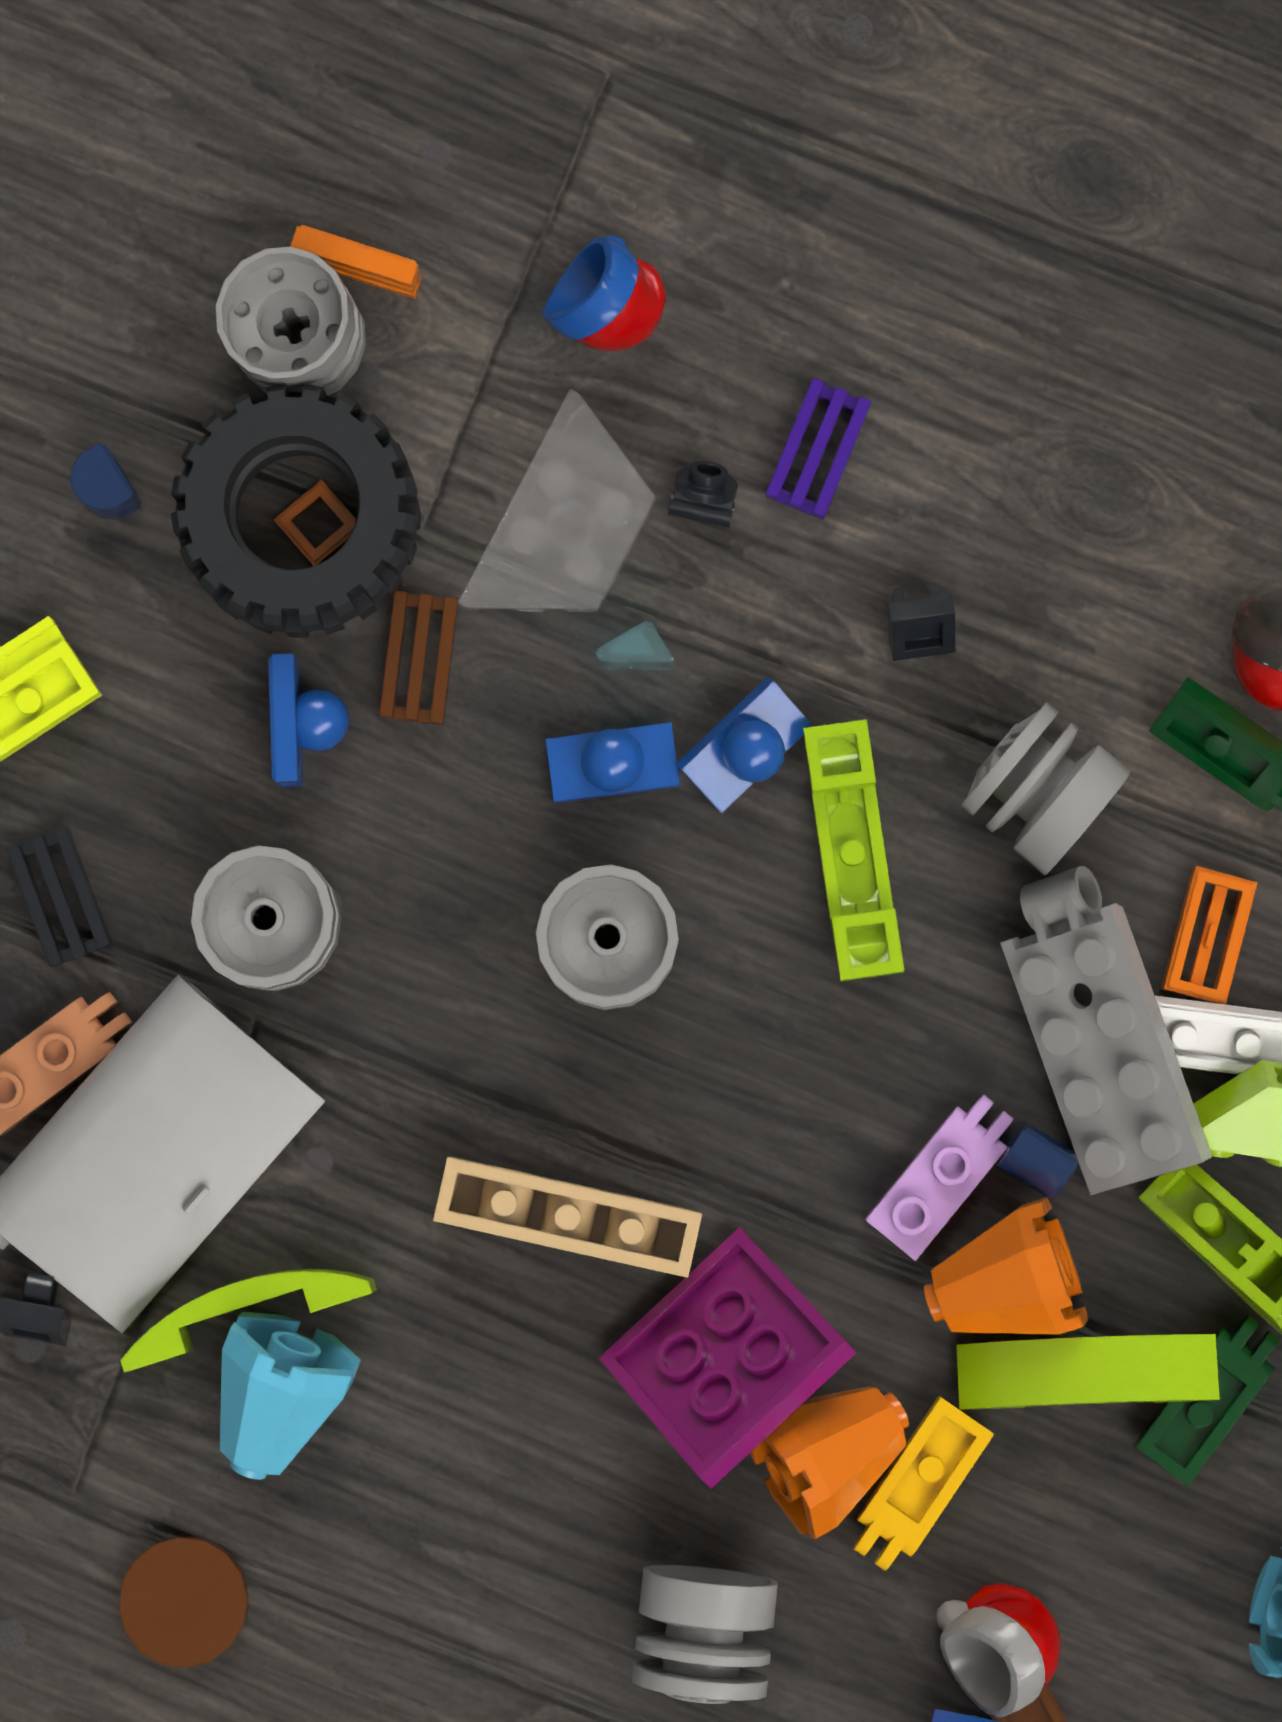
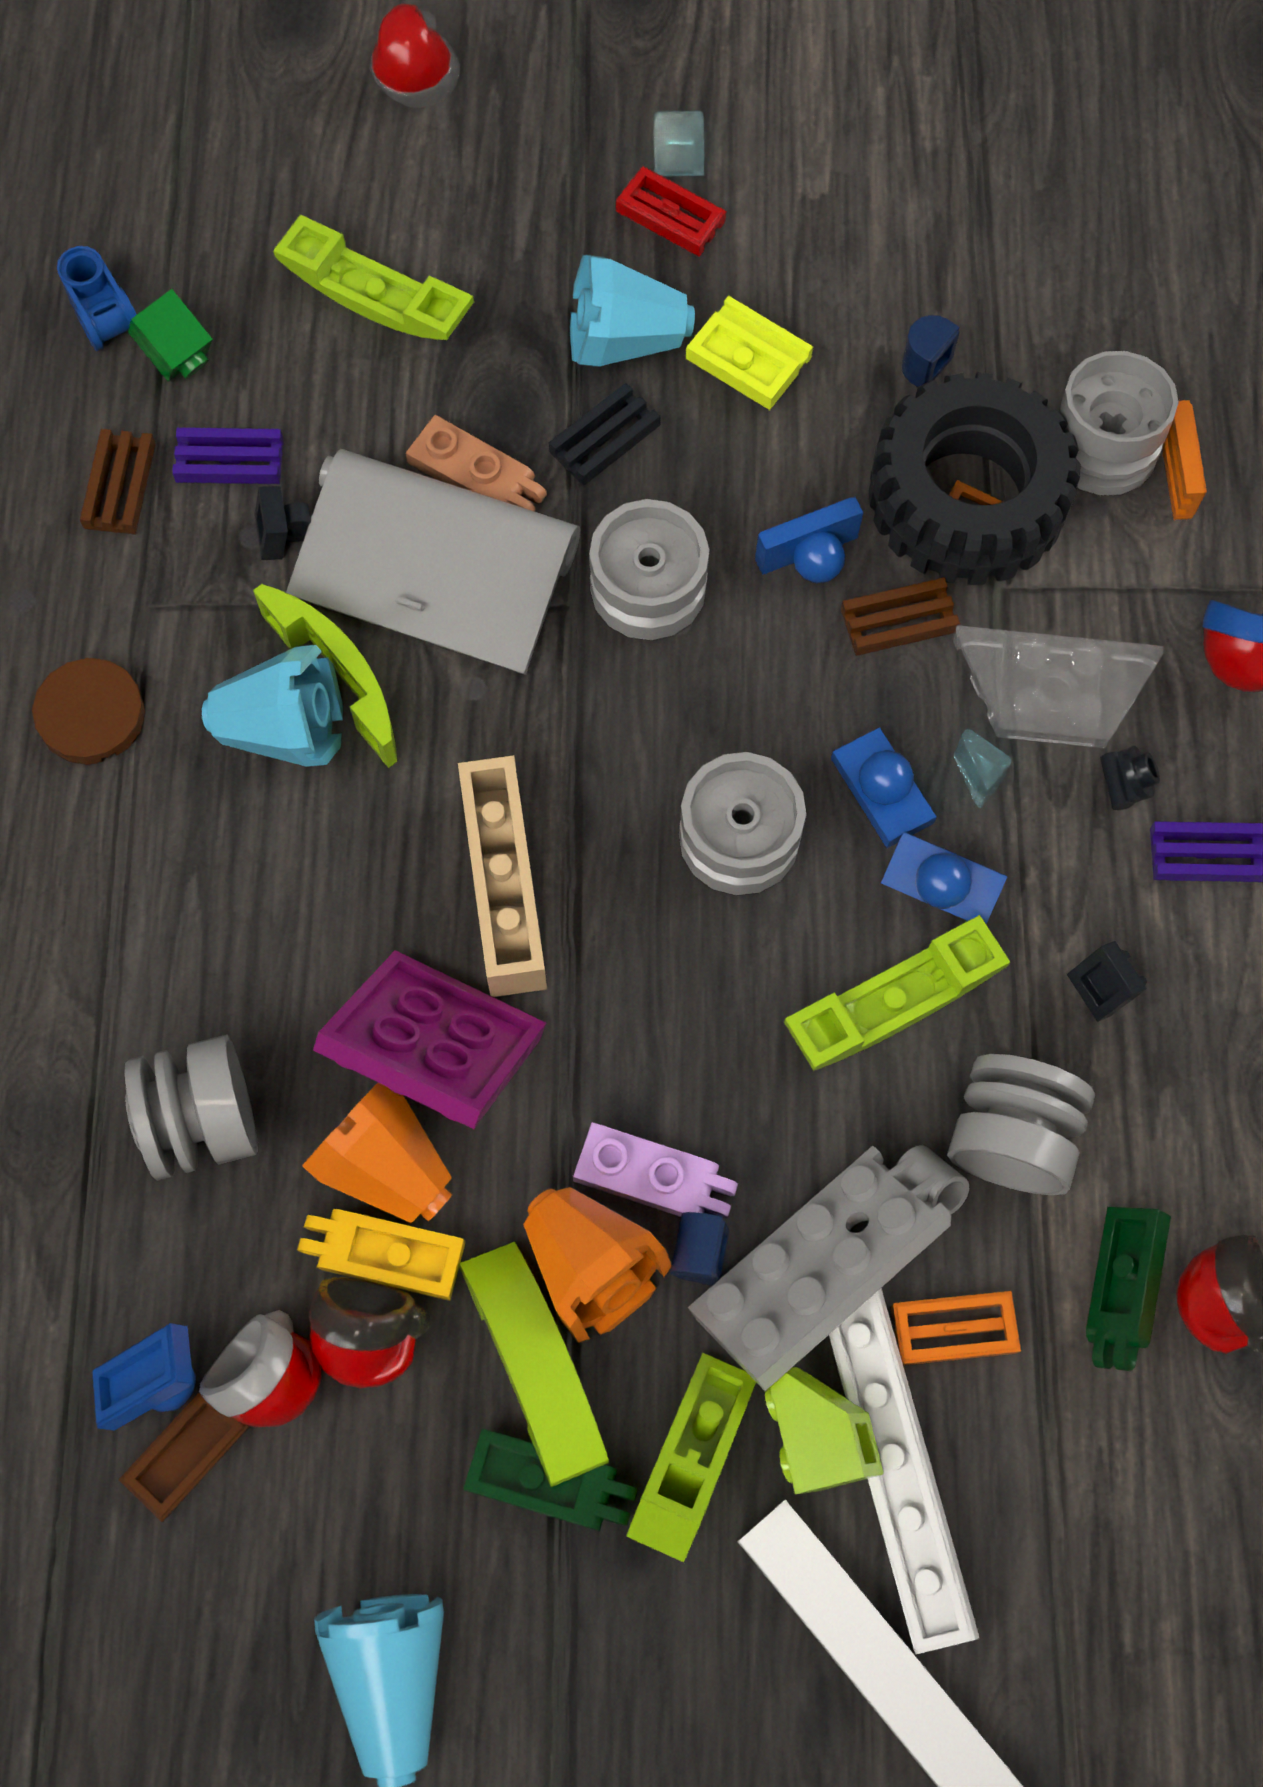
camera: 65 degrees right, 15 degrees down
(995, 1529) = (364, 1331): none -> clear smoke piece

